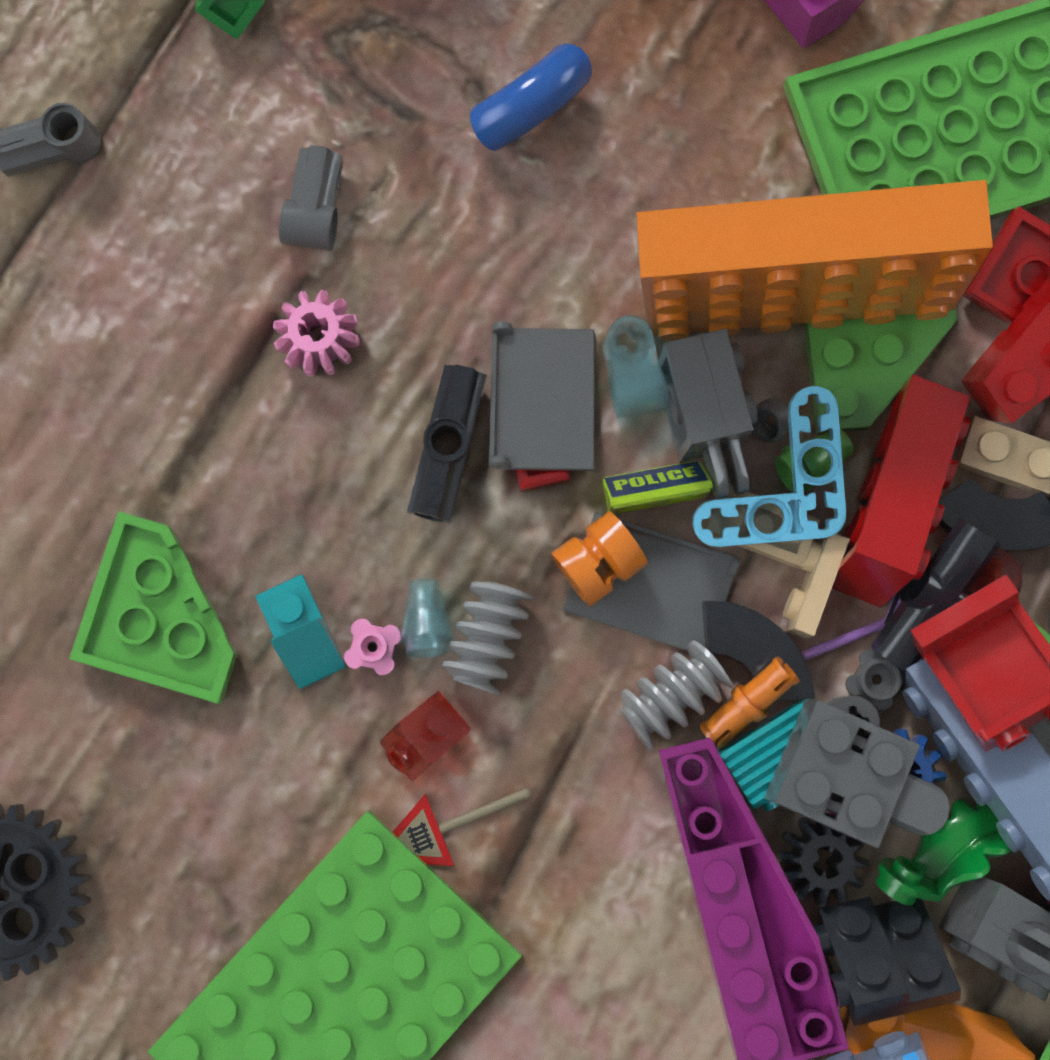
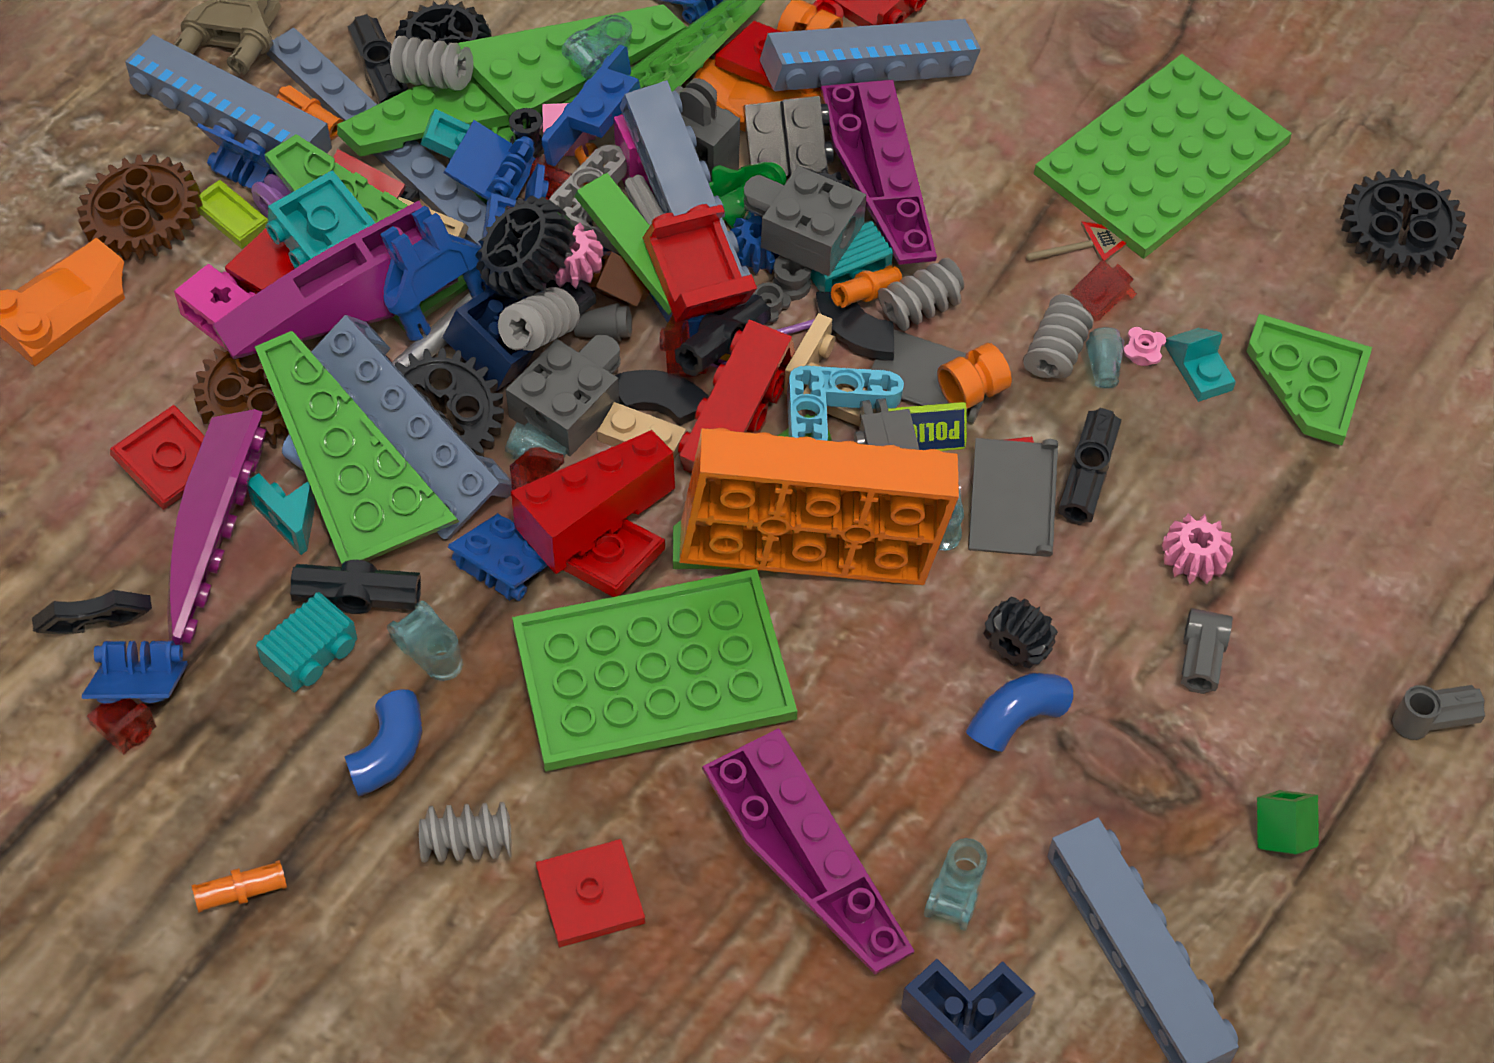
camera: 175 degrees left, 25 degrees down
(533, 187) = (1020, 632): none -> black gear

